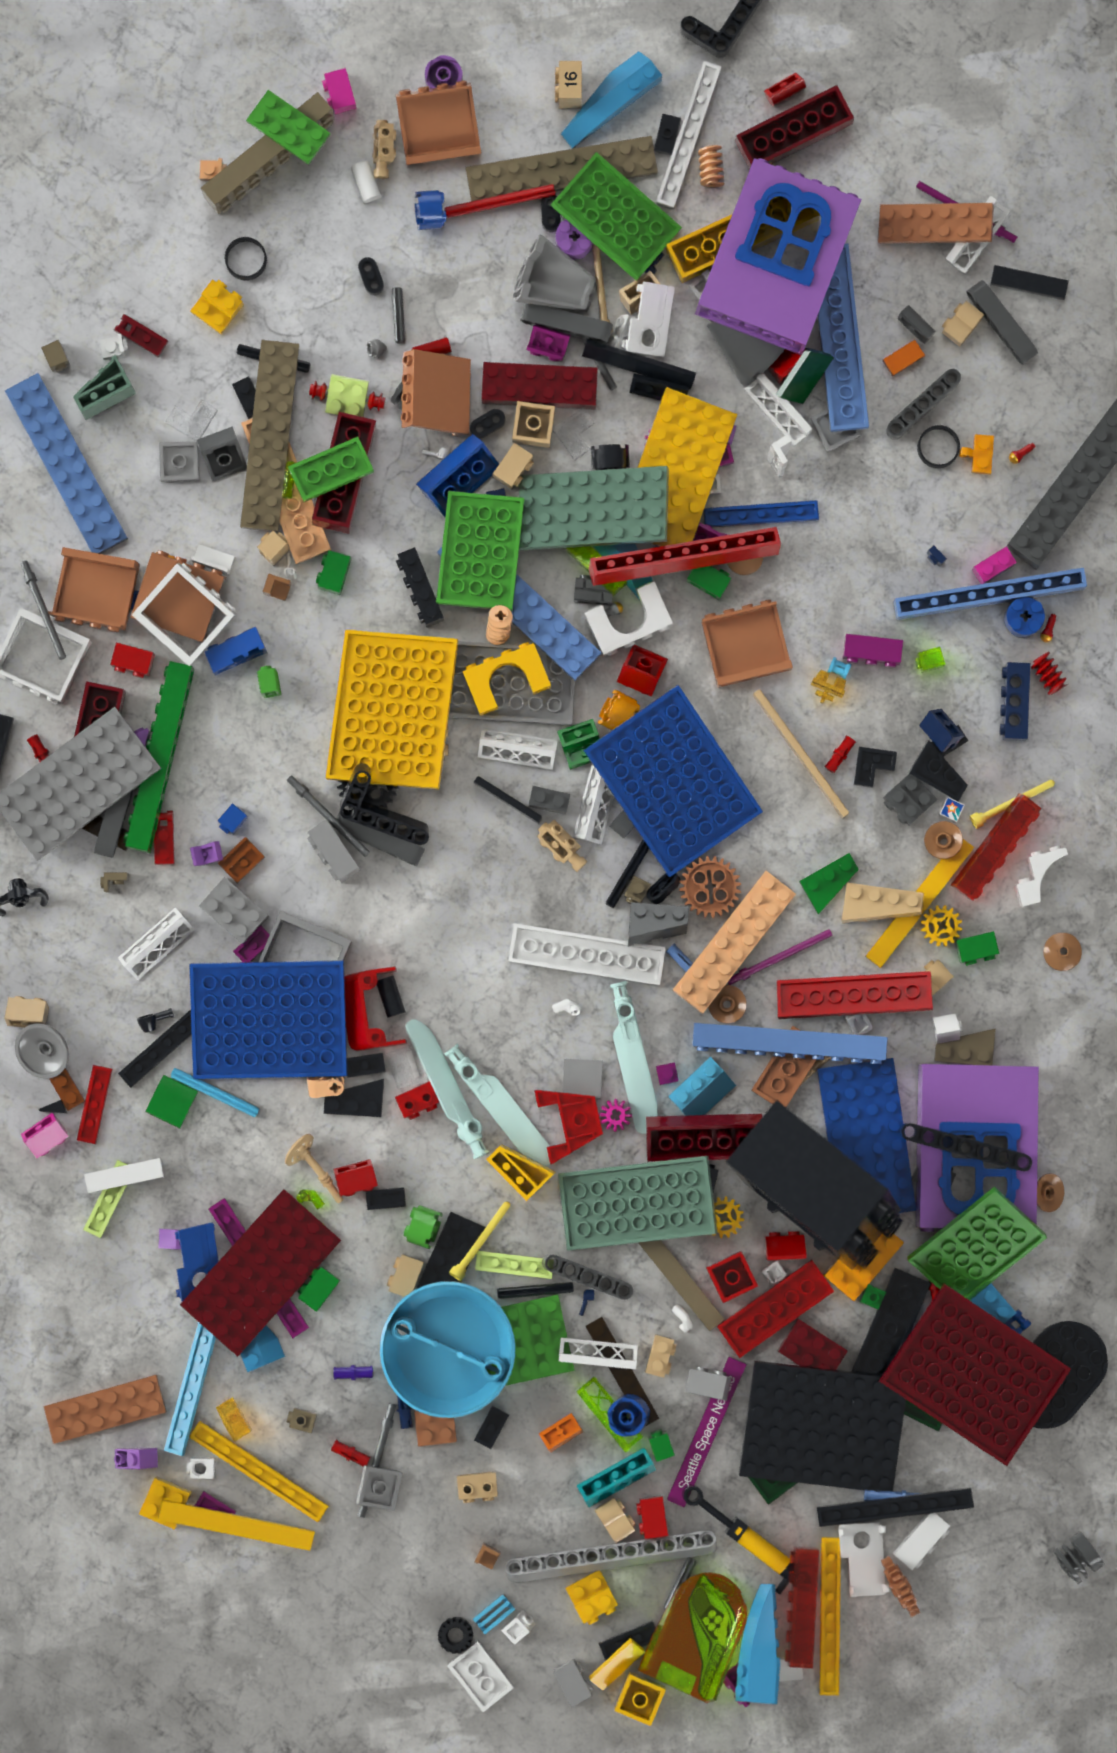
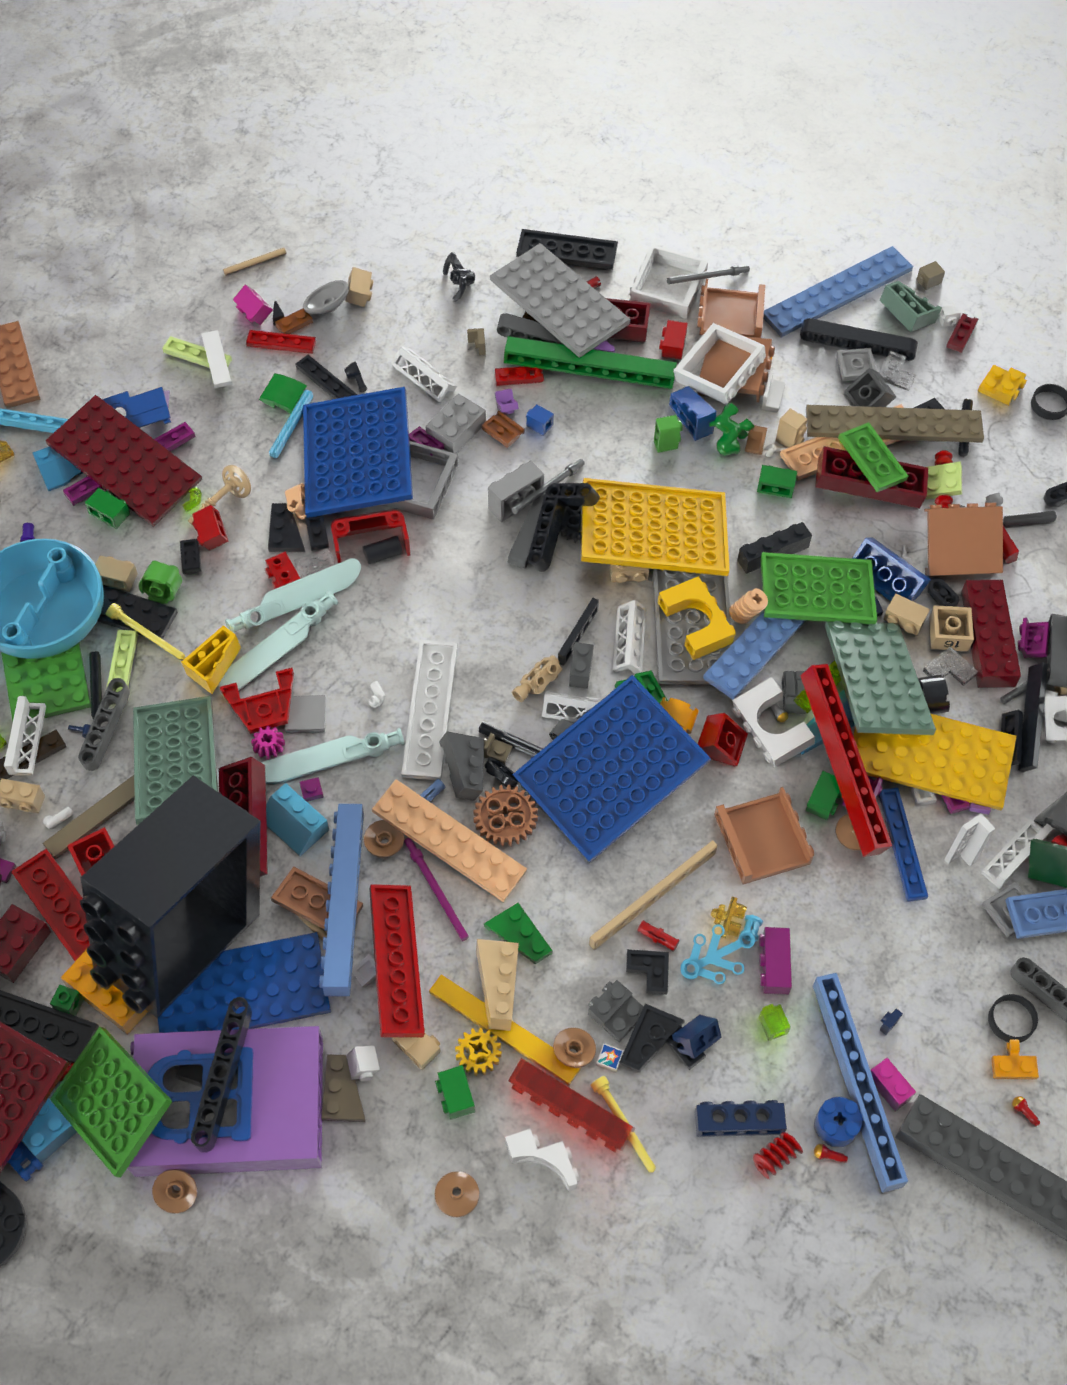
camera: 85 degrees right, 25 degrees down
(144, 453) = (857, 338): none -> black beam
(269, 614) = (731, 430): none -> green animal
(867, 704) = (714, 956): none -> medium azure plant

